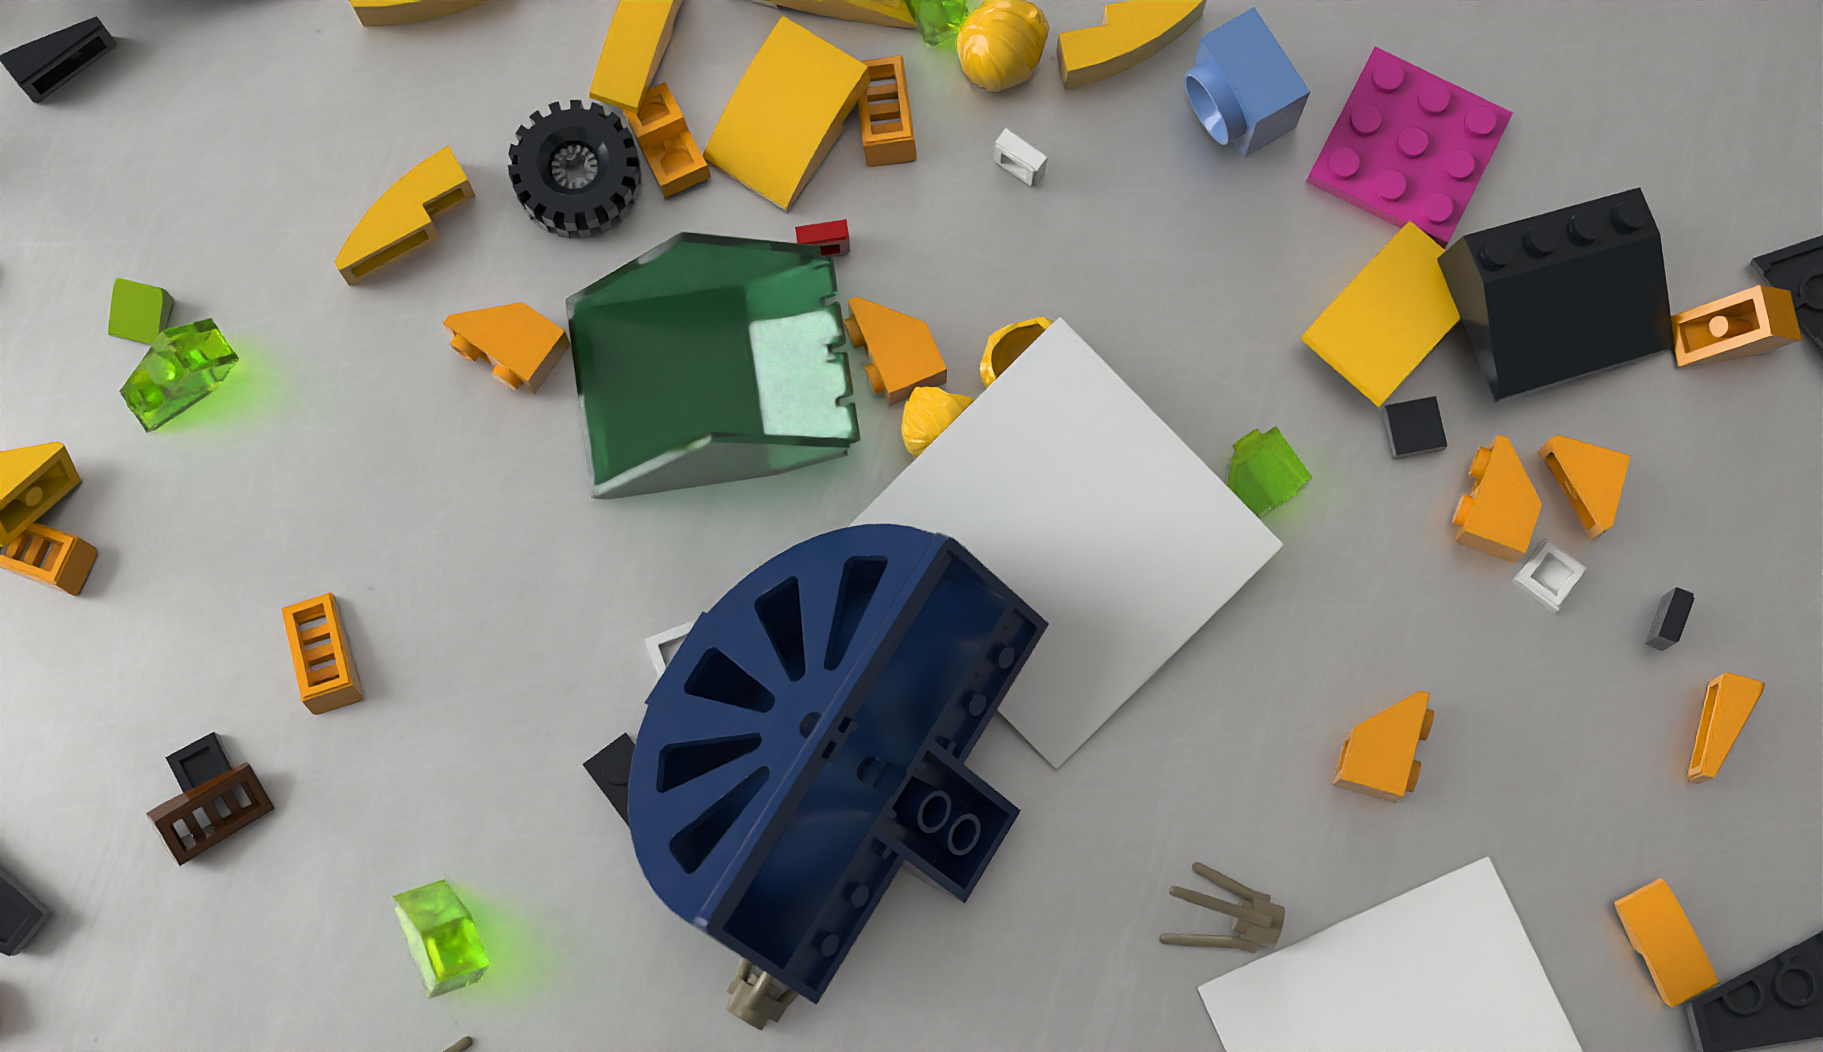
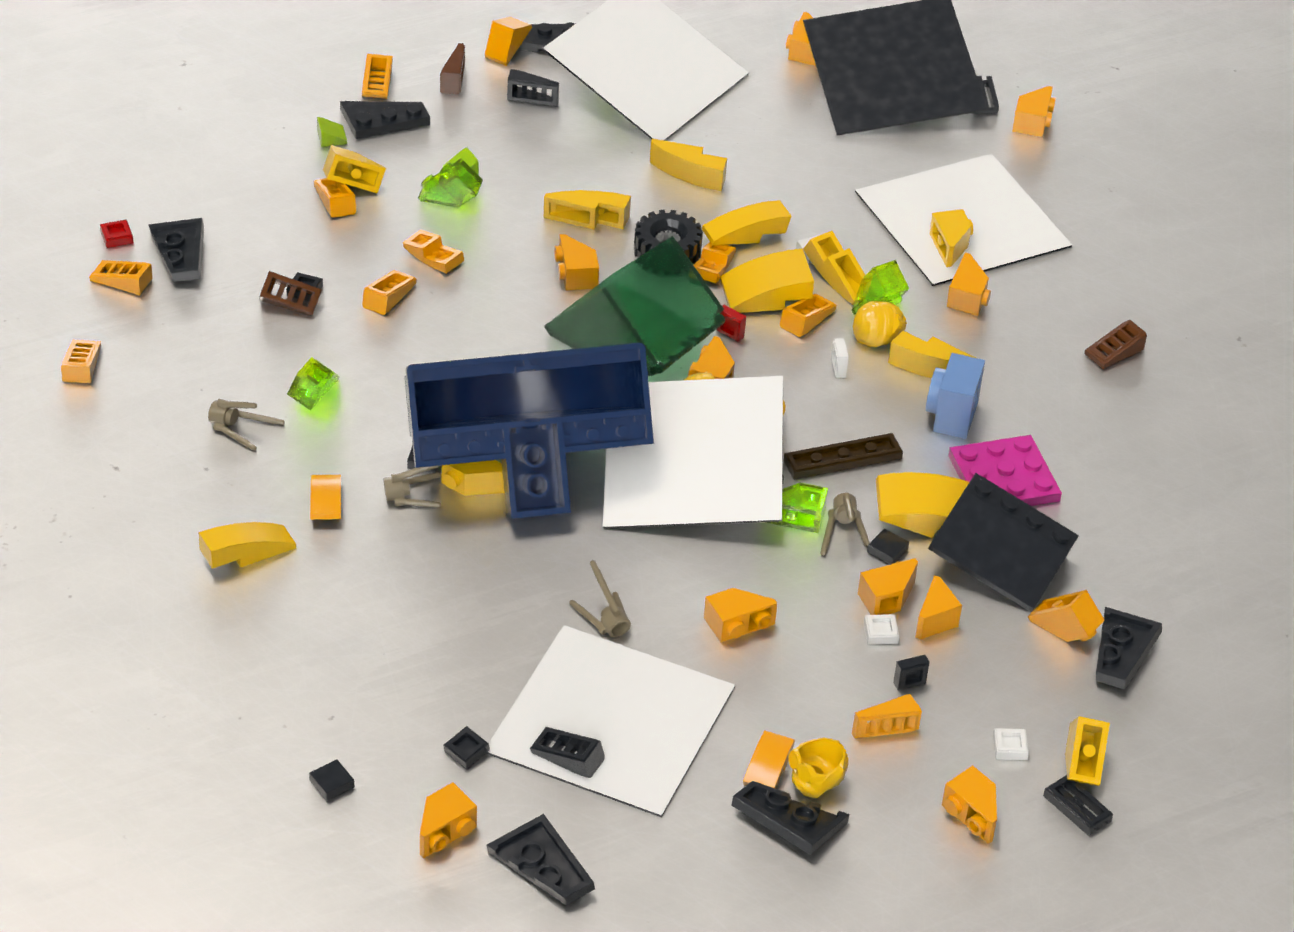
camera: 45 degrees right, 35 degrees down
(291, 517) = (429, 250): none -> light orange slope
(1198, 323) = (843, 456): none -> dark brown tile
(1312, 425) = (845, 512): none -> dark tan plant
(1745, 900) = (818, 766): none -> yellow hair

